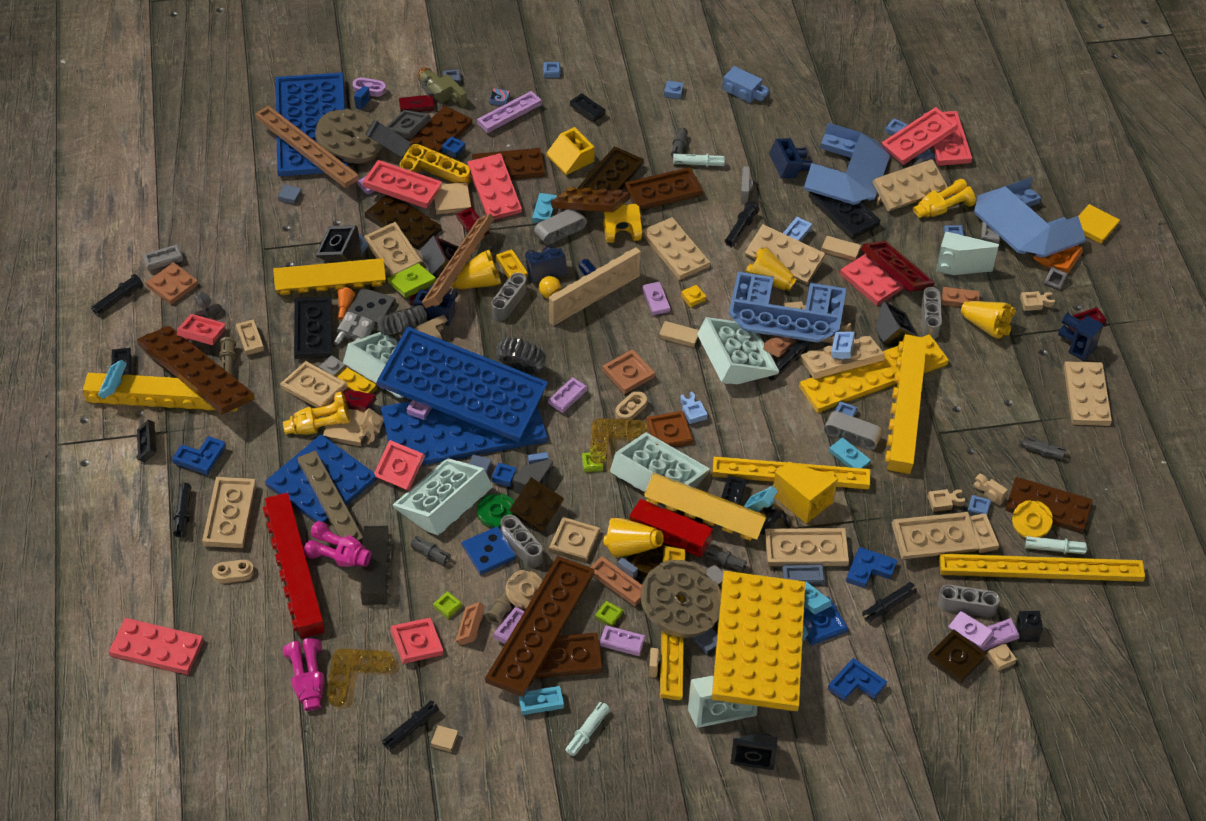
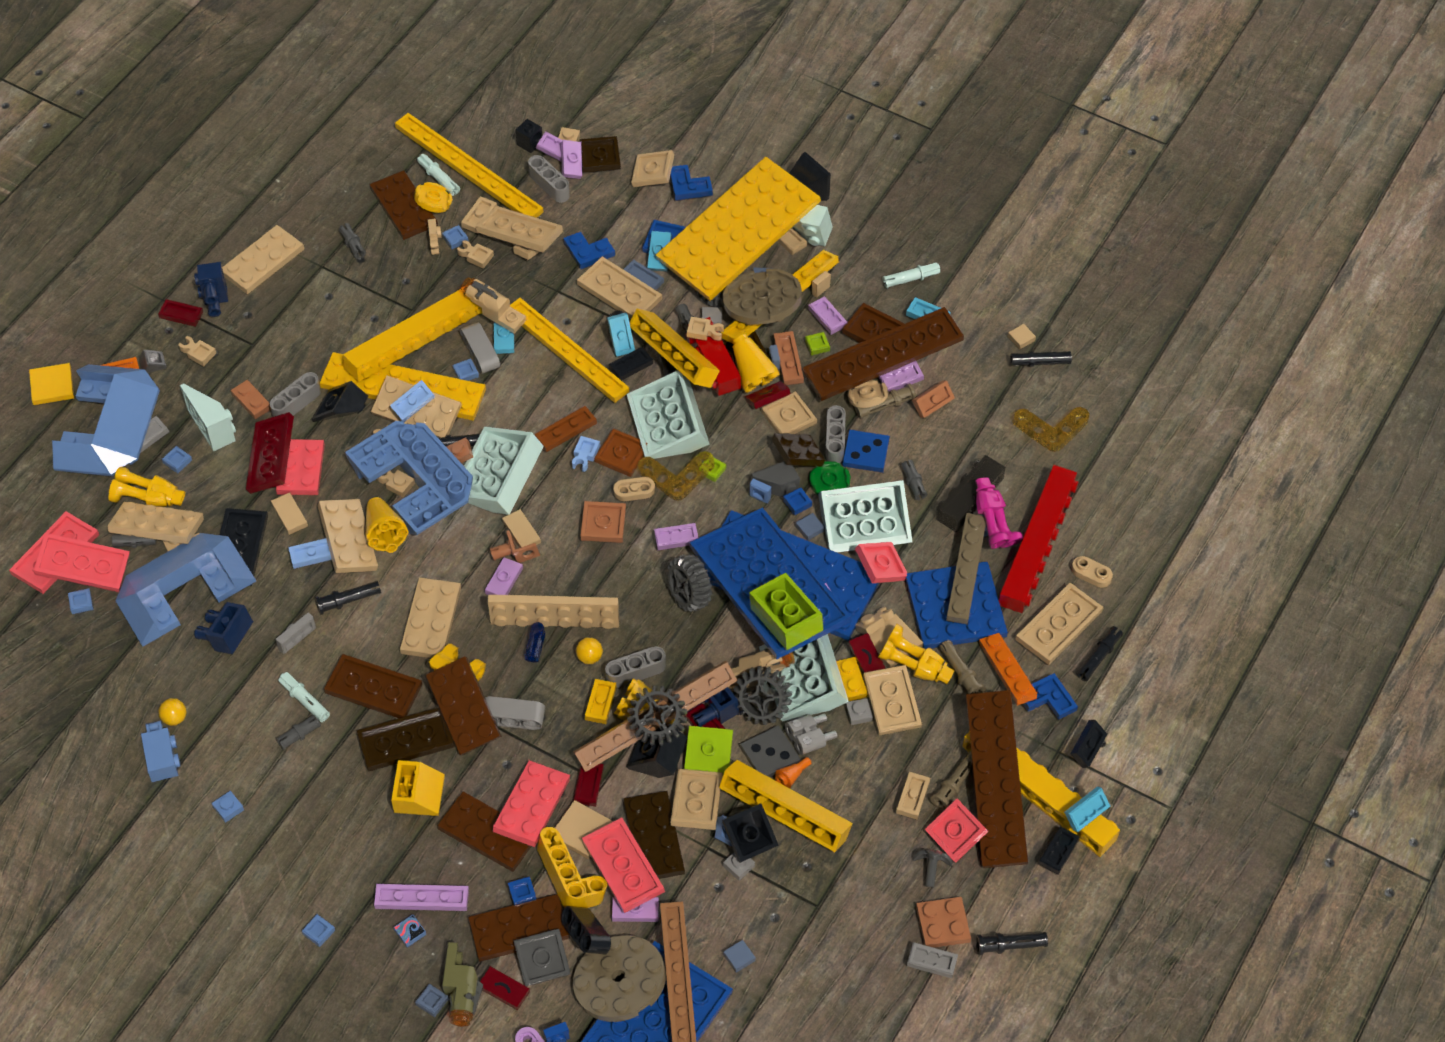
camera: 140 degrees left, 5 degrees up
(156, 646) = (1199, 549): coral plate -> none
(243, 452) = (1008, 669): none -> orange plate
(271, 431) = (966, 676): none -> dark tan pin
(308, 685) = (1097, 434): dark pink piece -> none
(313, 327) = (844, 764): black plate -> none
(416, 640) = (985, 416): coral plate -> none
(421, 344) = (786, 611): none -> lime brick
(447, 605) = (936, 430): lime tile -> none
(452, 245) = (650, 697): none -> dark grey gear
(543, 208) = (504, 751): medium azure plate -> none
(548, 263) = (570, 670): dark blue brick -> none
(587, 107) = (338, 844): black plate -> none
(597, 546) = (768, 395): none -> dark red tile
(669, 314) = (510, 548): none -> nougat bracket
(693, 296) = (468, 558): yellow plate -> none
(694, 523) = (702, 328): none -> tan plate
(725, 415) = (566, 428): none -> dark orange plate
(762, 104) = (172, 712): none -> yellow piece
(804, 490) = (578, 316): yellow slope -> none
(874, 450) = (493, 304): none -> tan plate
(883, 605) = (604, 216): black pin -> none
(899, 672) = (652, 168): none -> tan tile
(989, 316) = (258, 355): yellow cone -> none

